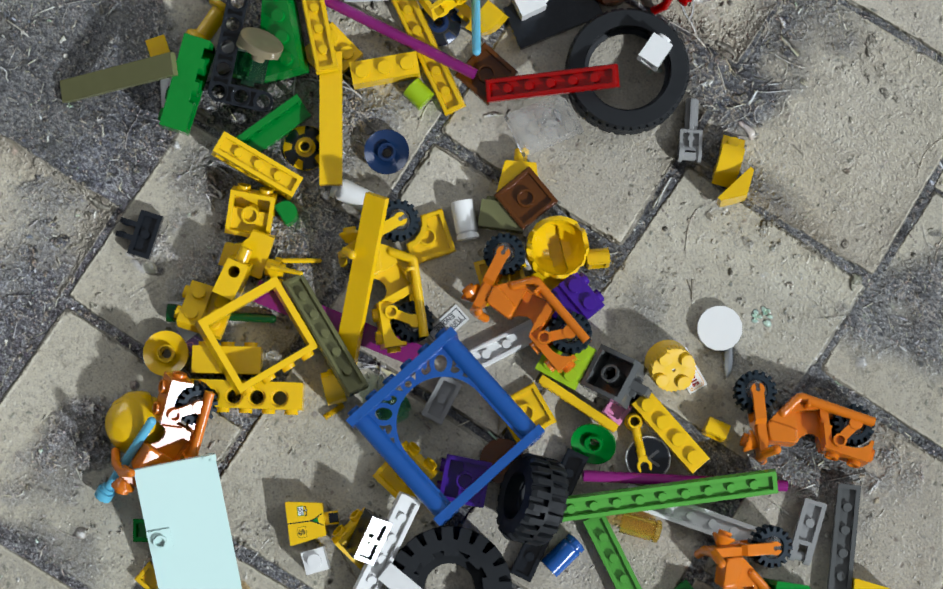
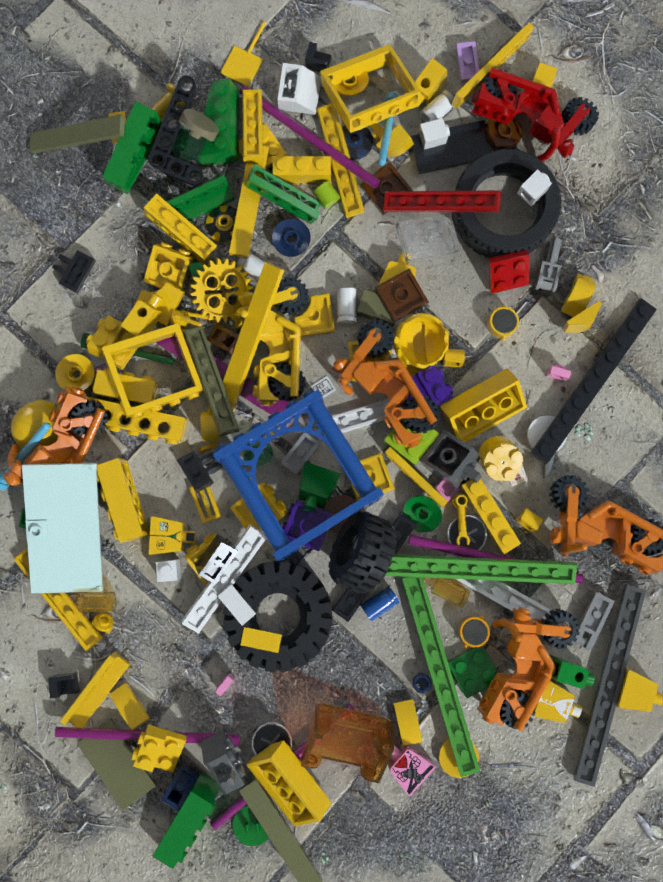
camera: 15 degrees right, 0 degrees up
(249, 489) = (122, 500): none -> yellow brick
(313, 209) = (219, 272): none -> yellow gear
(325, 441) = (196, 472): none -> black hinge
(330, 284) = (223, 339): none -> reddish brown slope
(332, 458) = (211, 517): none -> yellow tile
(368, 109) = (280, 196): none -> green fence
(467, 433) = (317, 486): none -> green torso
(642, 308) = (484, 405): none -> yellow slope
(643, 149) = (508, 271): none -> red plate
(647, 207) = (503, 322): none -> piece
(674, 567) = (473, 631): none -> pearl dark grey piece
(721, 254) = (558, 372): none -> bright pink plate
(762, 257) = (593, 381): none -> black plate

